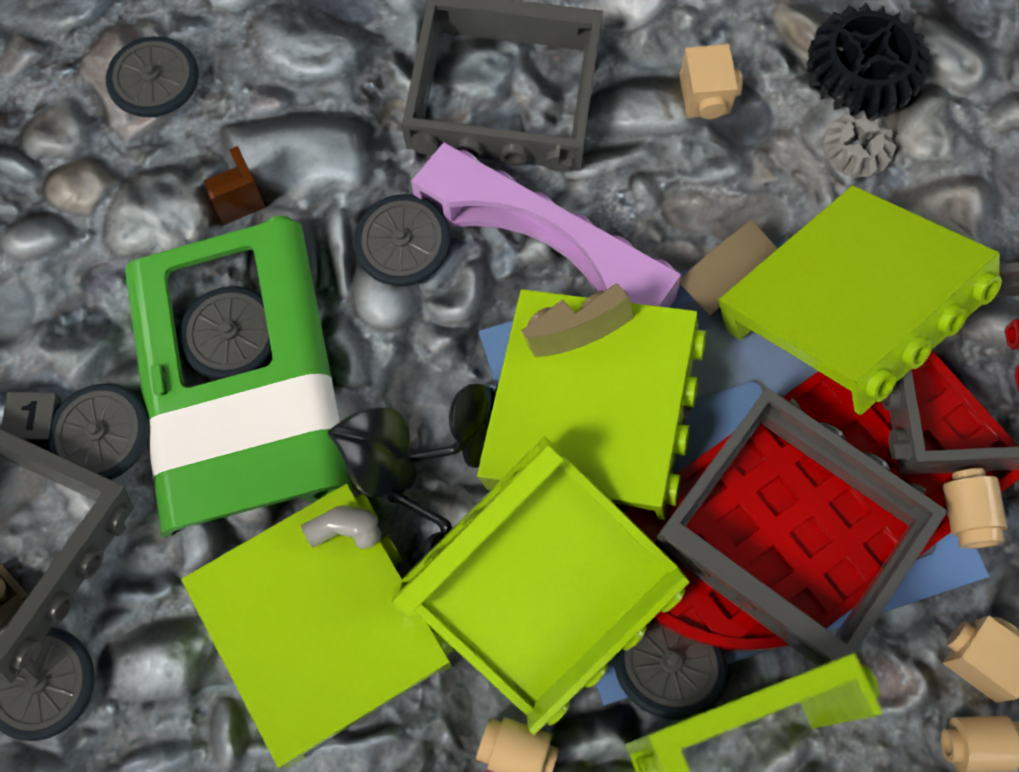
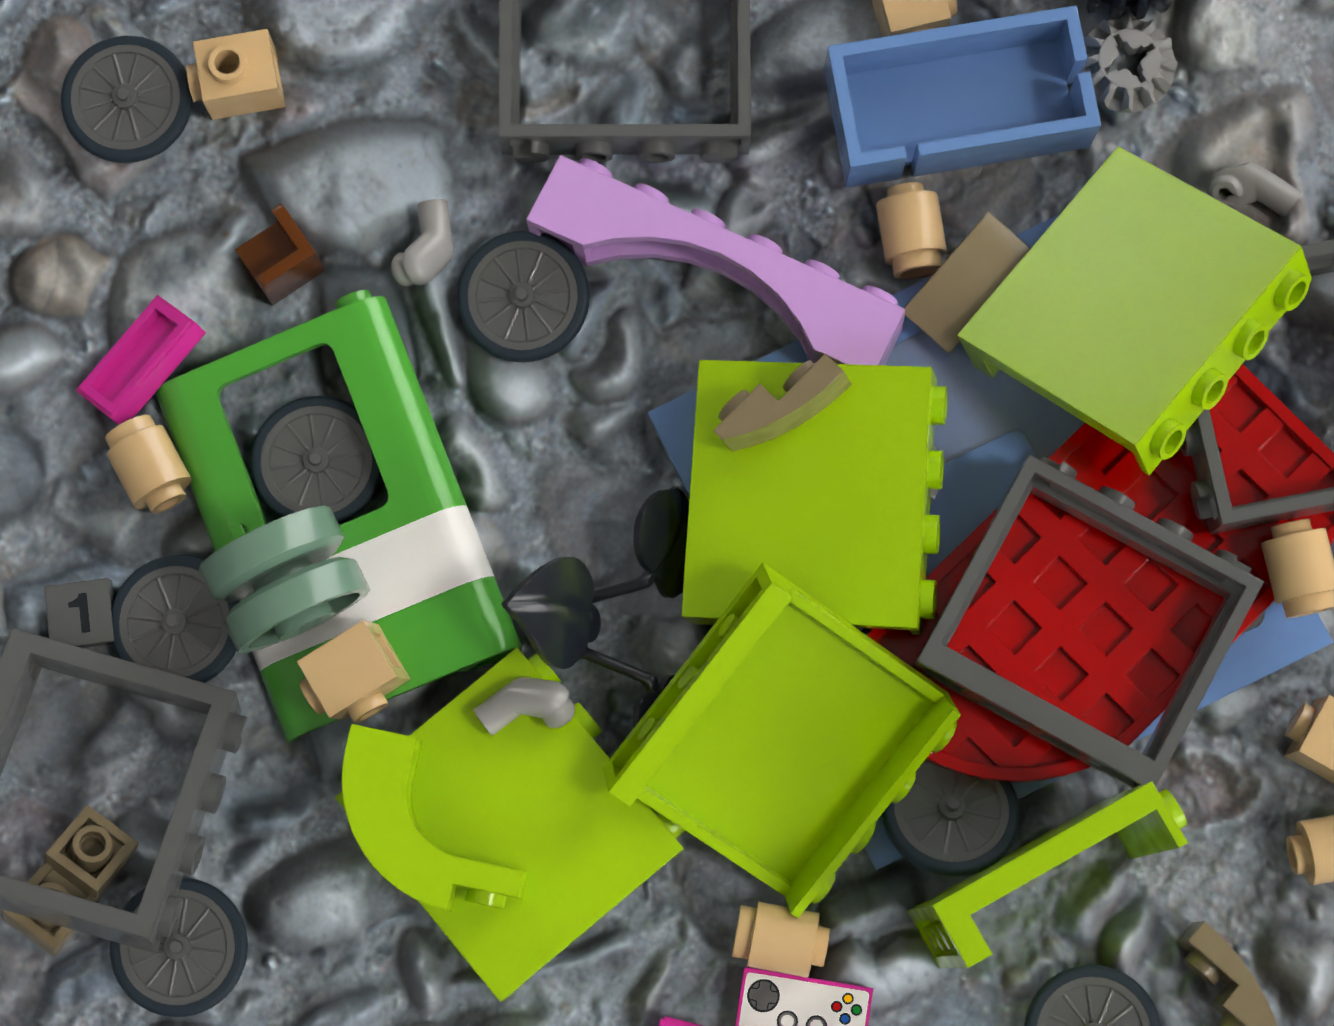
camera: 10 degrees left, 10 degrees up
(104, 315) = (147, 464): none -> tan brick
(117, 246) = (141, 361): none -> dark pink tile
(172, 400) = (283, 578): none -> sand green wheel
(210, 606) = (379, 809): none -> lime arch
(214, 483) = (352, 673): none -> tan brick
(230, 68) = (236, 74): none -> tan brick
(341, 200) = (431, 250): none -> light grey arm
(690, 230) = (911, 230): none -> tan brick
(739, 143) = (961, 96): none -> medium blue piece

